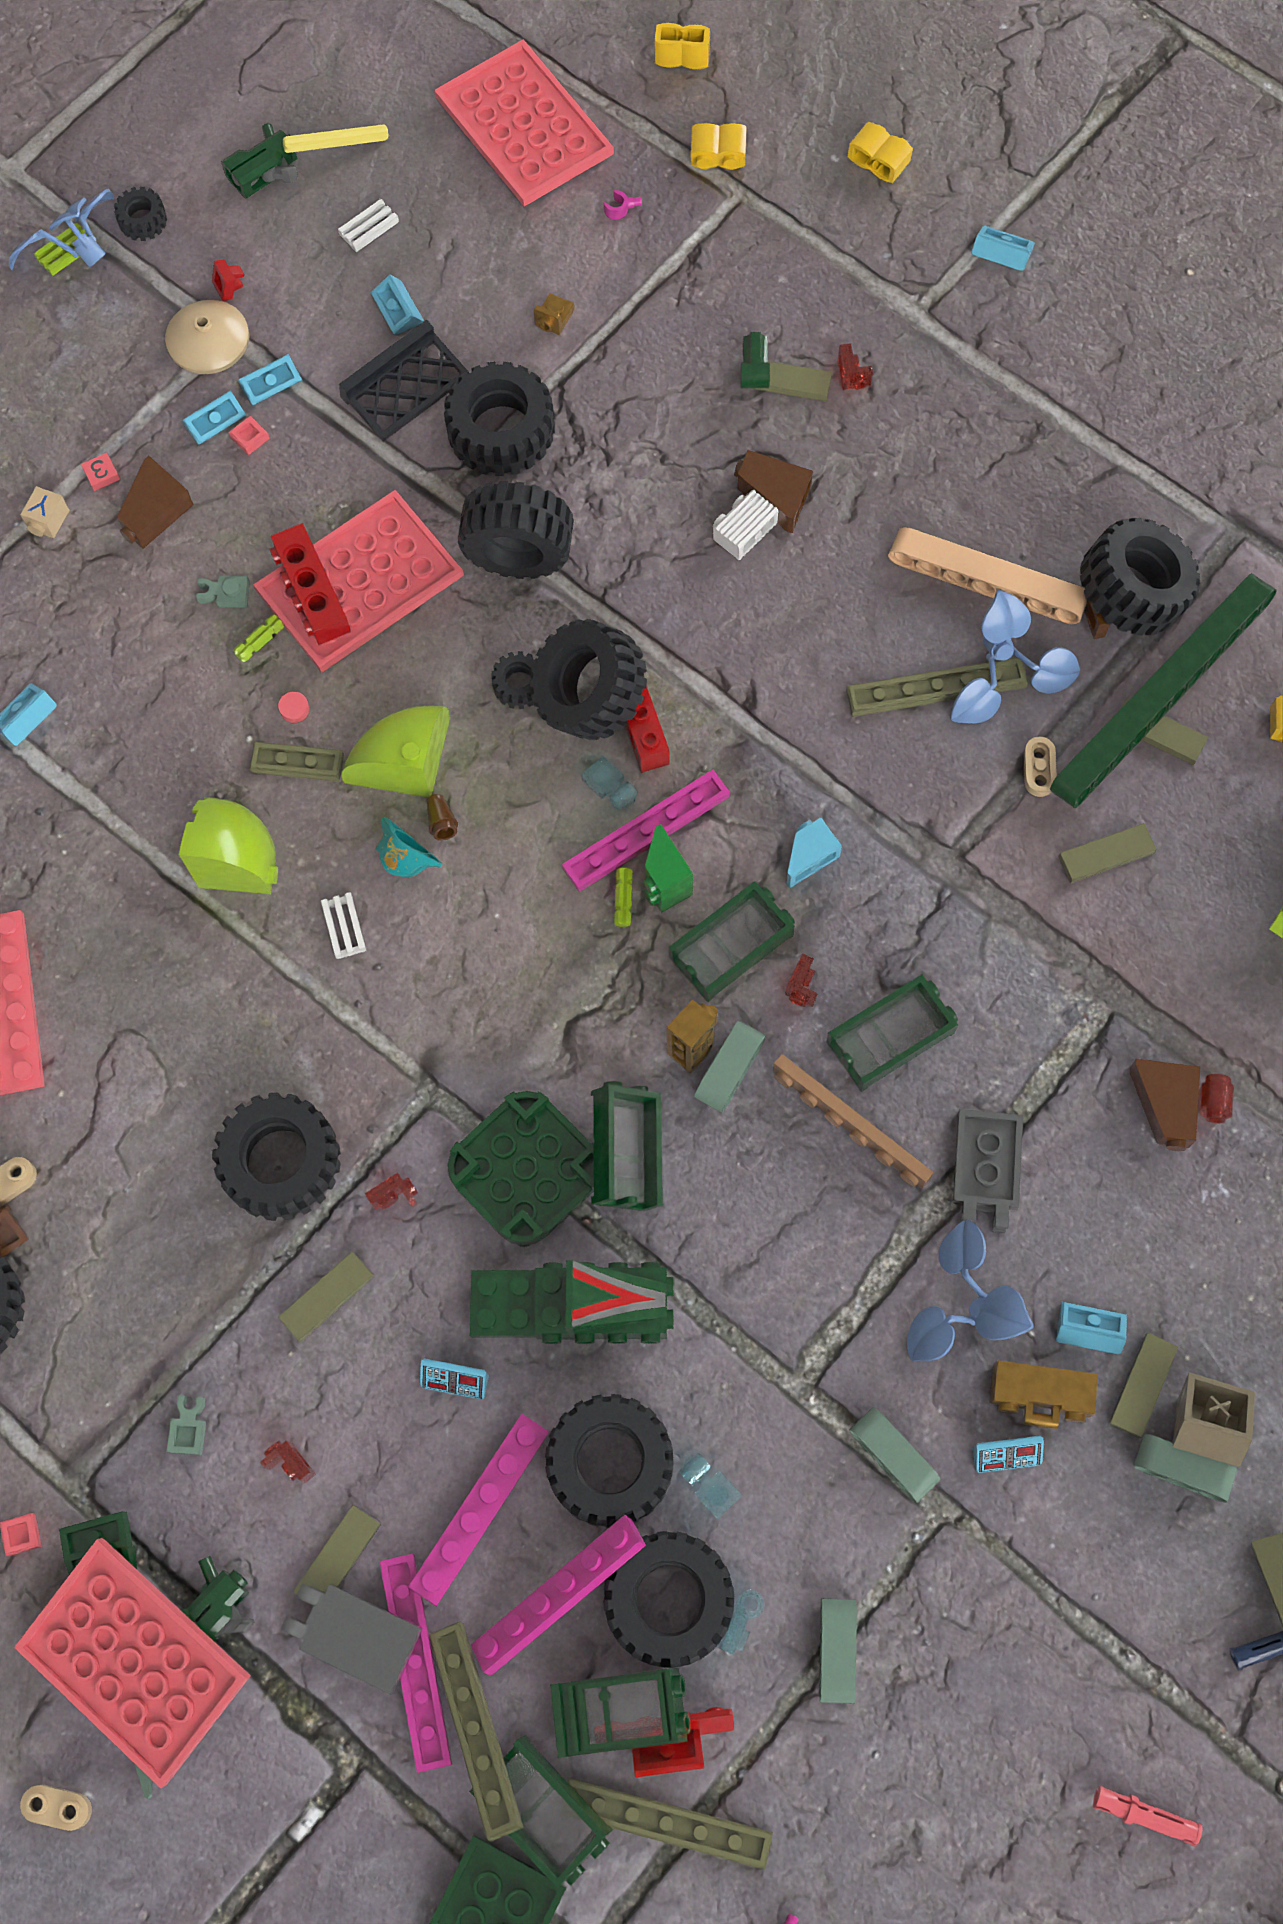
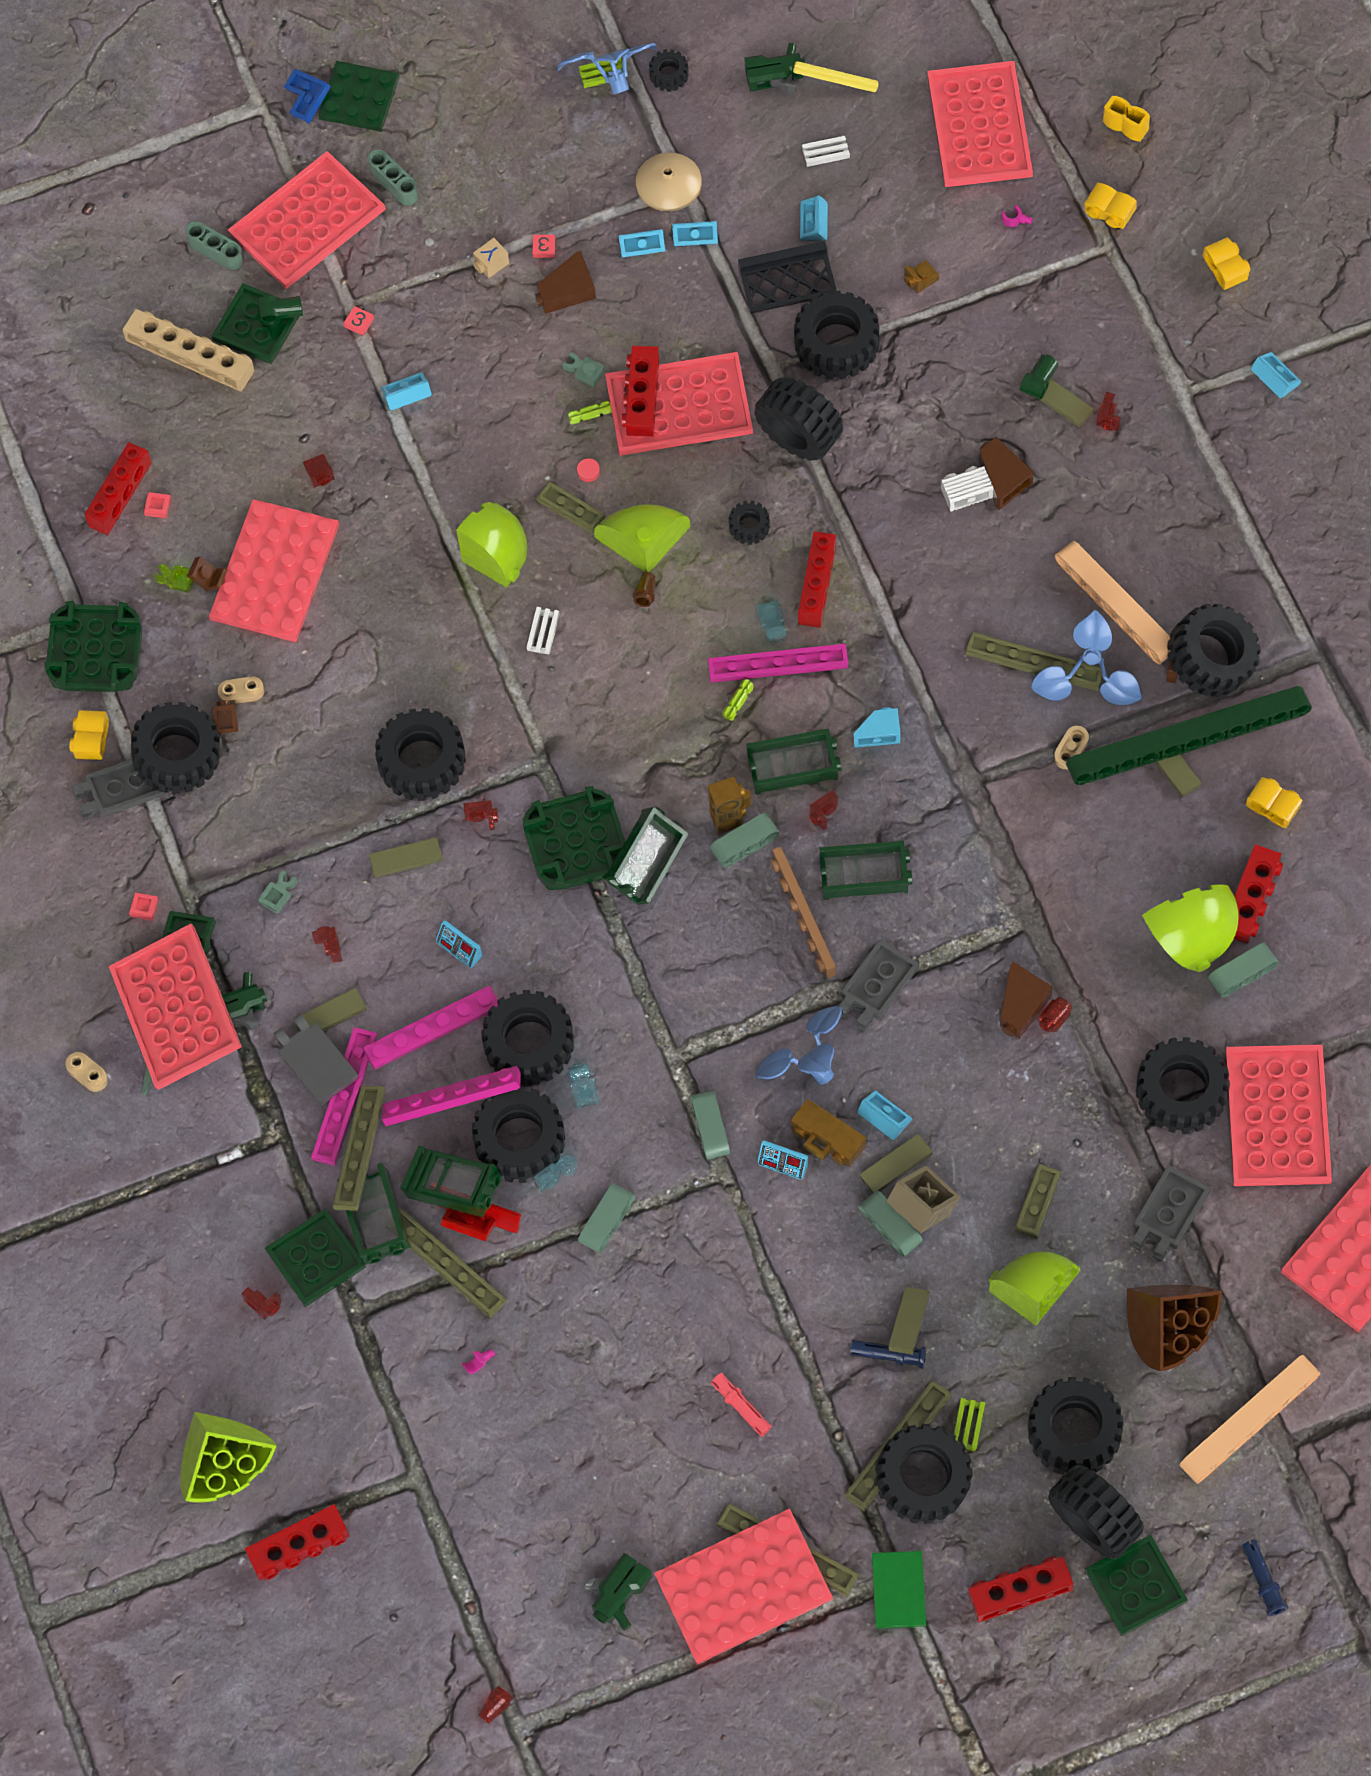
camera: 30 degrees right, 5 degrees down
(226, 279) = (703, 146): red tile -> none
(249, 435) = (659, 266): coral tile -> none
(402, 853) = (607, 601): teal hat -> none
(558, 675) = (804, 556): black tyre -> none
(573, 1303) = (559, 935): dark green wedge -> none
(666, 873) = (770, 695): green slope -> none
(1107, 853) = (1083, 826): olive tile -> none

